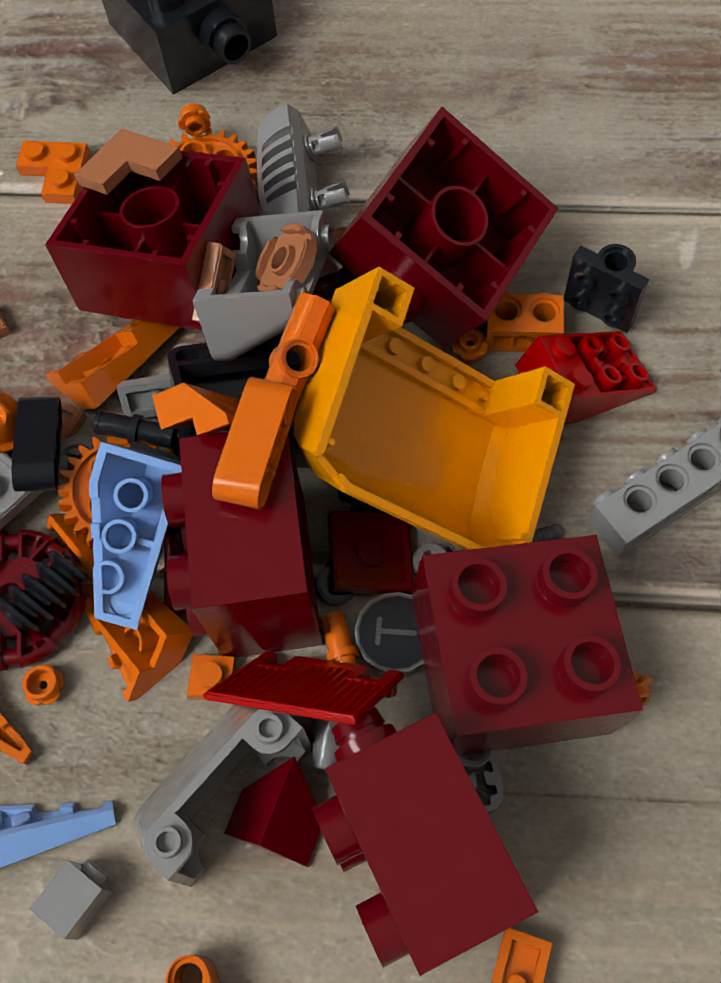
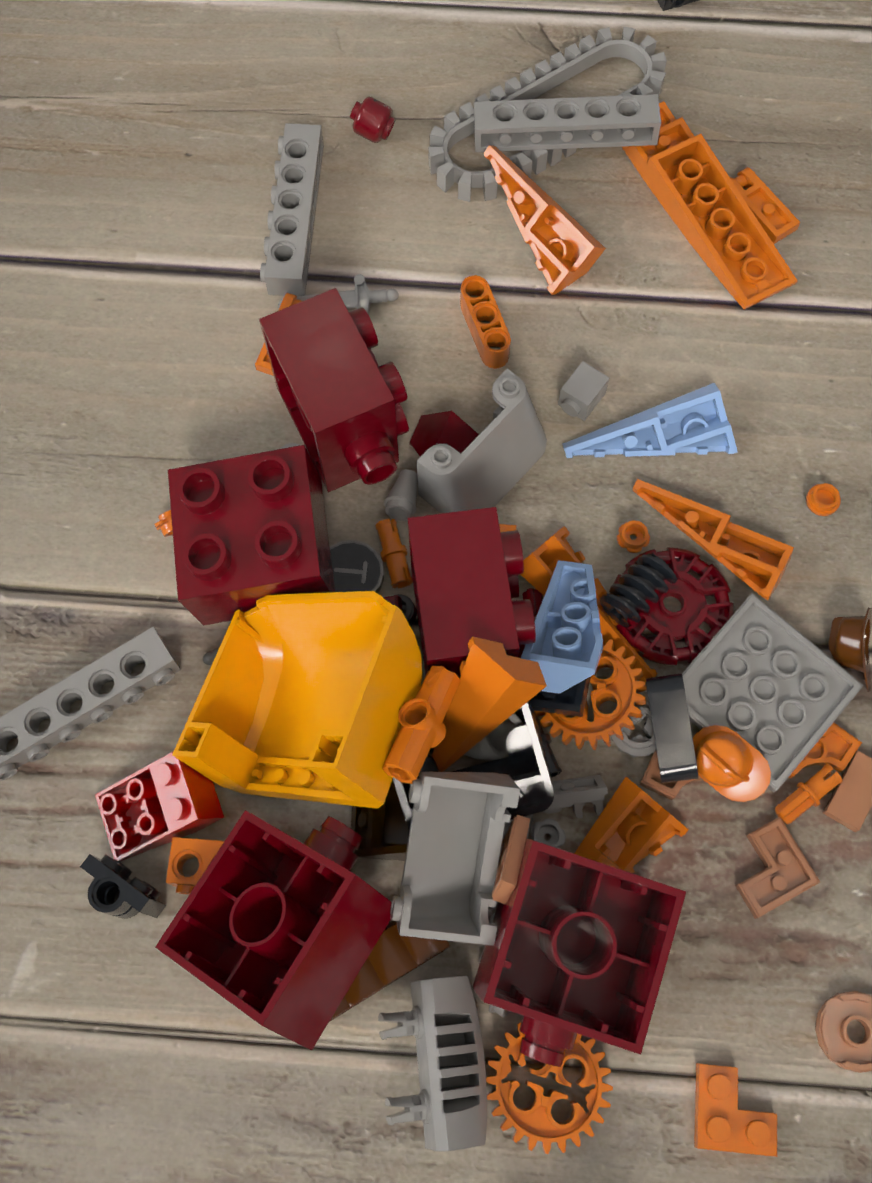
camera: 175 degrees right, 5 degrees up
(124, 154) = (617, 1018): nougat tile -> none
(134, 429) = (580, 737): black pin -> none
(194, 119) = (563, 1153): orange plate -> none
(255, 443) = (449, 628): orange beam -> none
(286, 258) = (421, 875): nougat tile -> none
(306, 688) = (407, 488): red window -> none

